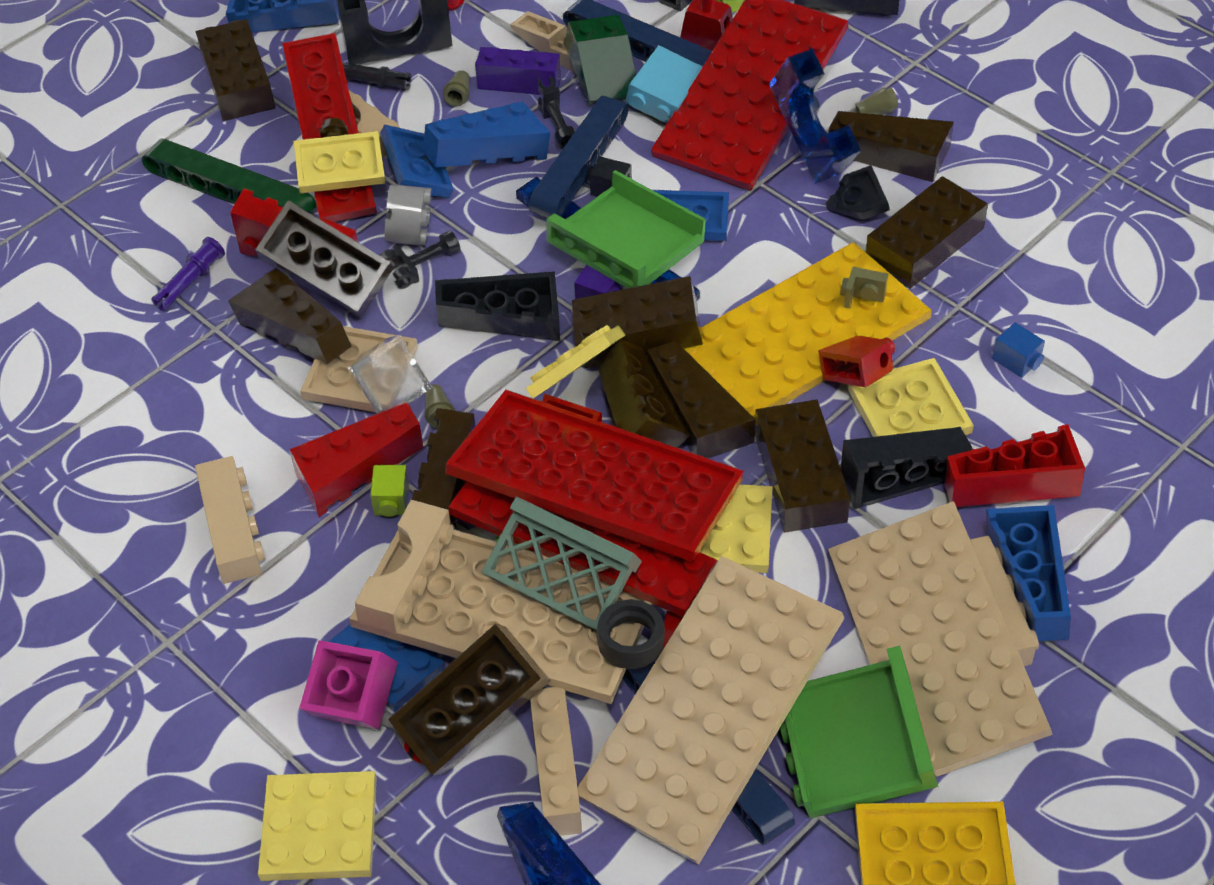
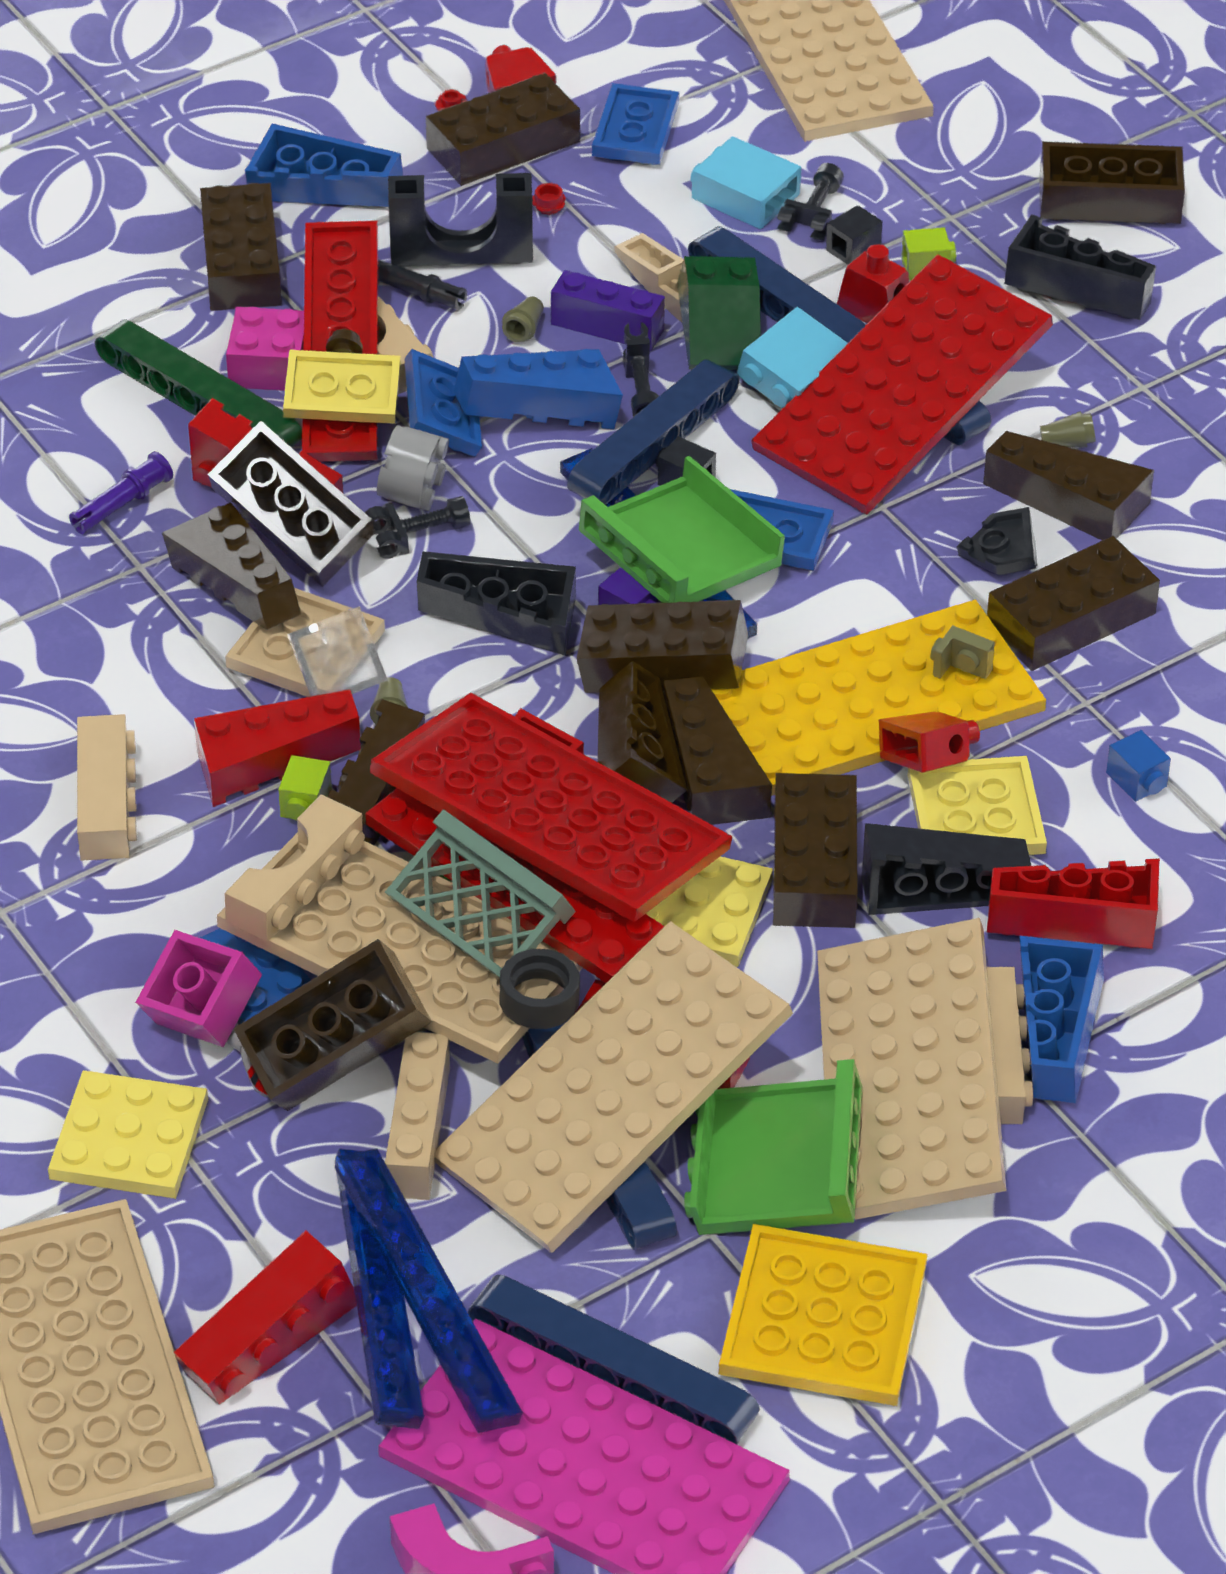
camera: 10 degrees right, 5 degrees down
(270, 141) = (261, 346): none -> dark pink brick
(573, 359) = (564, 675): light yellow plate -> none
(794, 91) = (972, 477): clear blue arch -> none

